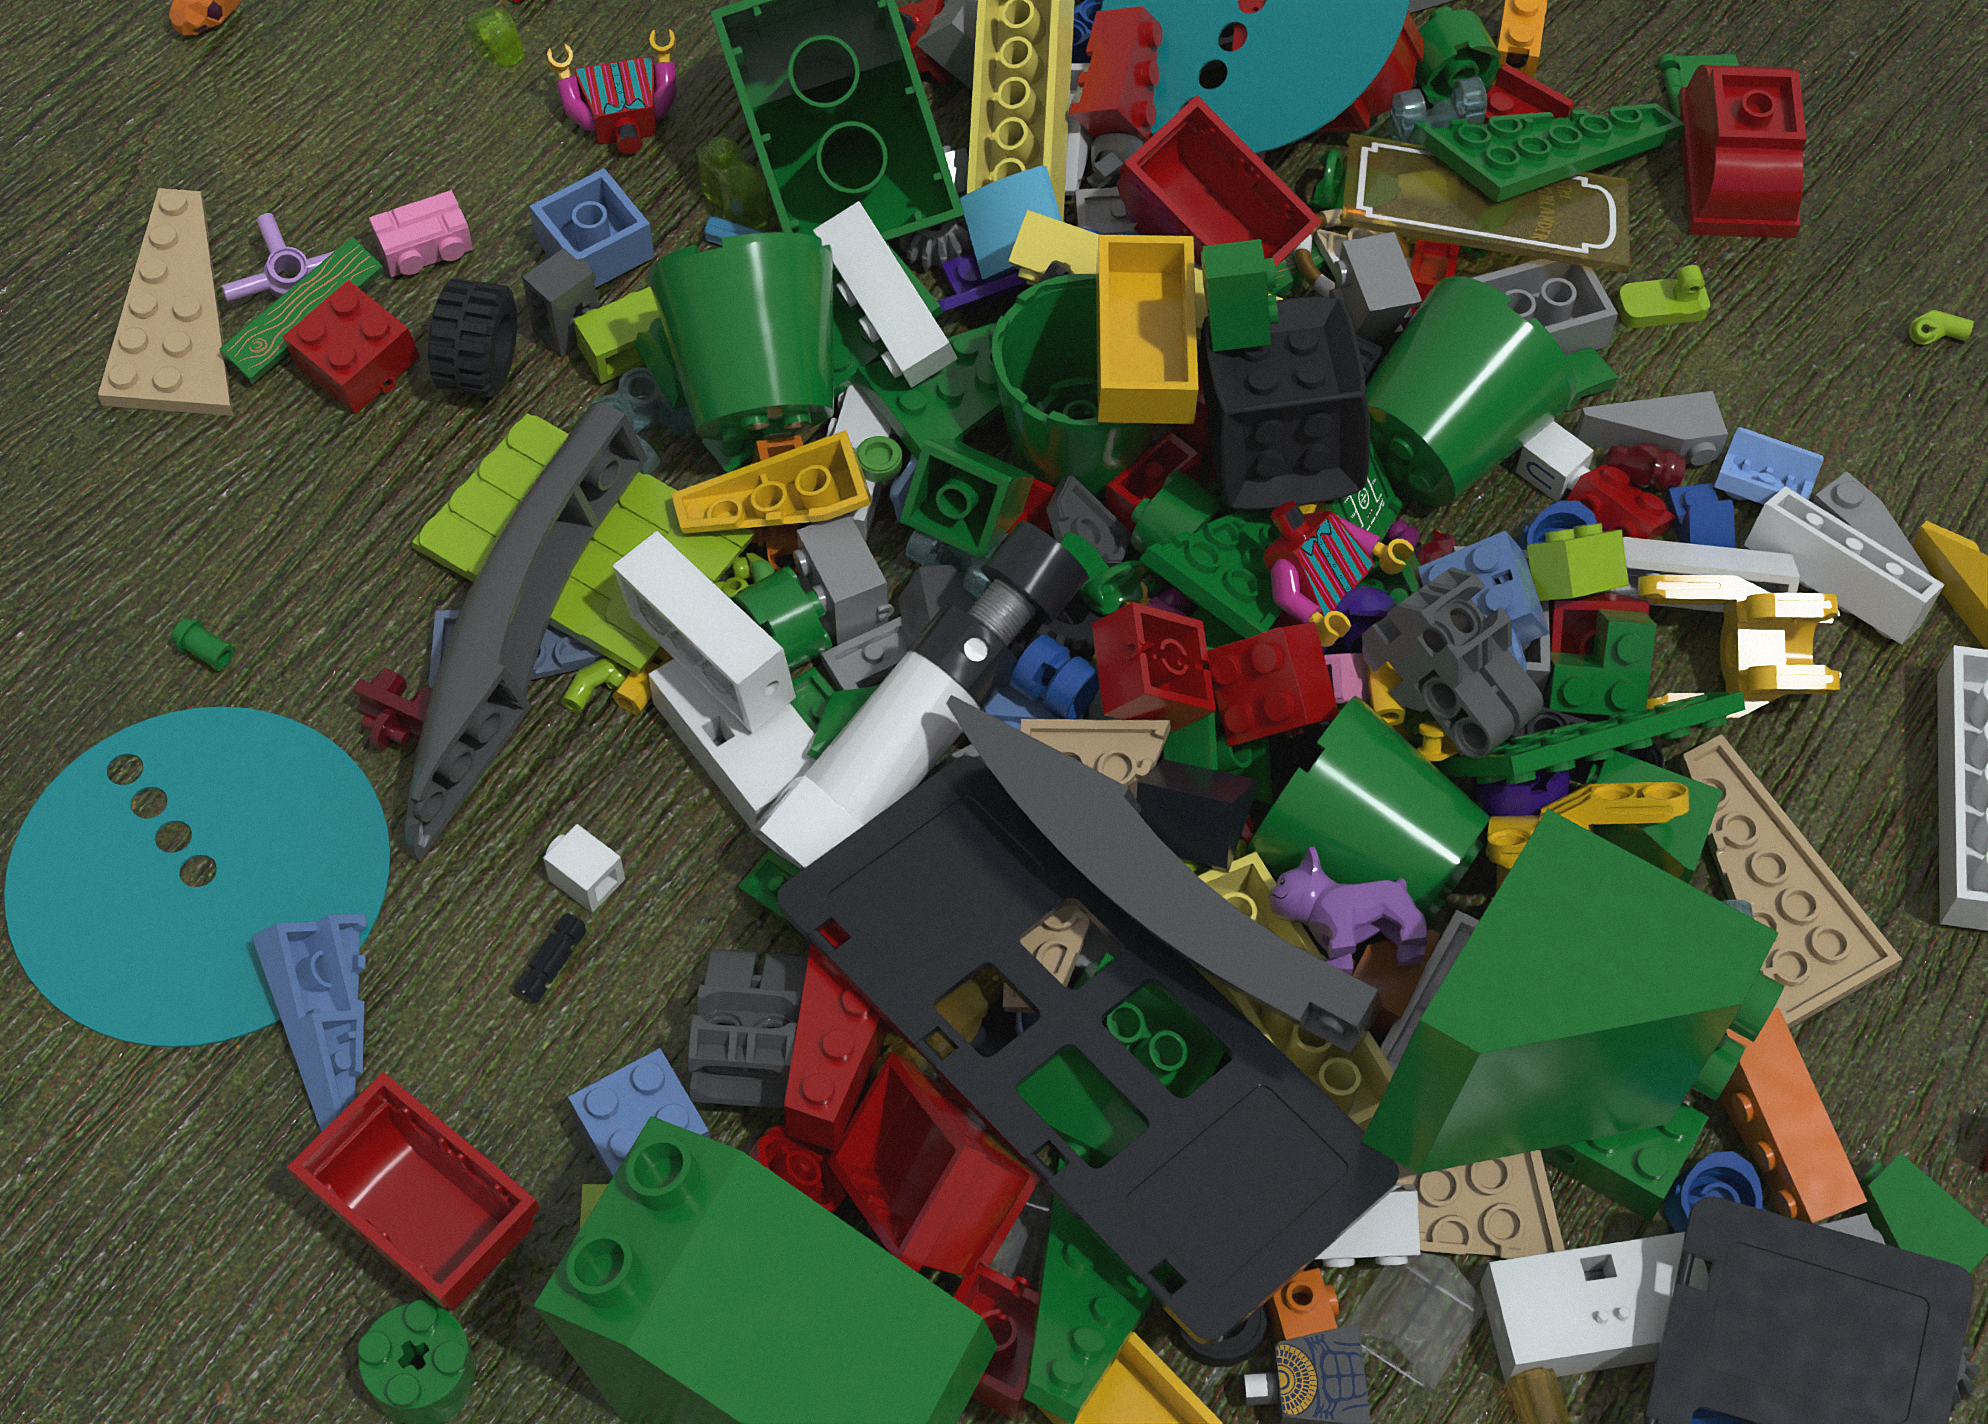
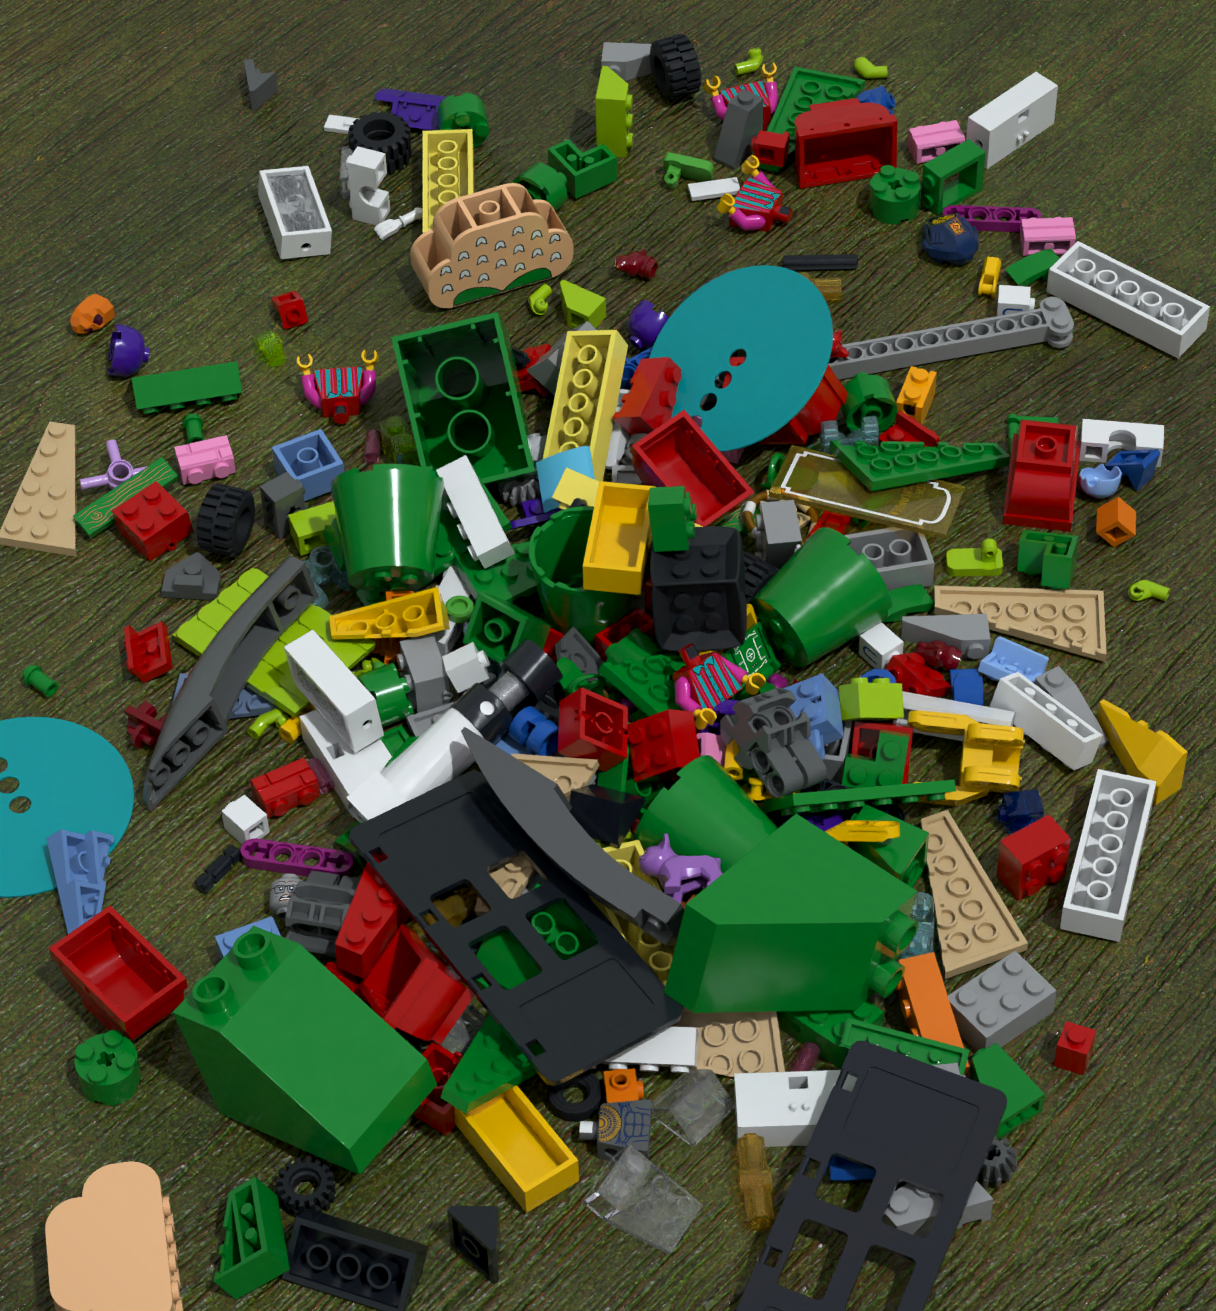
camera: 10 degrees right, 10 degrees down
(268, 61) = (126, 351): none -> dark purple cylinder
(374, 110) = (187, 385): none -> green slope
(376, 576) = (148, 651): none -> red bracket
(393, 176) = (193, 425): none -> green pin
(430, 440) = (192, 579): none -> dark grey plate
(642, 801) = (285, 788): none -> red brick
(673, 999) = (281, 892): none -> light grey head
(682, 919) = (298, 854): none -> magenta beam
(687, 188) = (372, 447): none -> clear pink piece
(692, 770) = (324, 780): none -> clear pink piece
(914, 565) = (466, 666): none -> white brick
(1586, 1214) = (806, 1057): none -> clear pink piece
(1776, 1187) = (910, 1045): none -> green tile
(1786, 283) = (1048, 555): none -> green brick
(1797, 384) = (1045, 616): none -> tan wing
(1831, 155) = (1099, 481): none -> light blue hair
(1837, 724) = (1020, 809): none -> clear blue brick
(1869, 218) = (1116, 521): none -> orange brick
(1873, 119) = (1136, 464): none -> blue slope
(1877, 83) = (1102, 436): none -> white arch
(1884, 809) = (1033, 857): none -> red brick
(1888, 1073) = (1001, 1003): none -> light grey brick

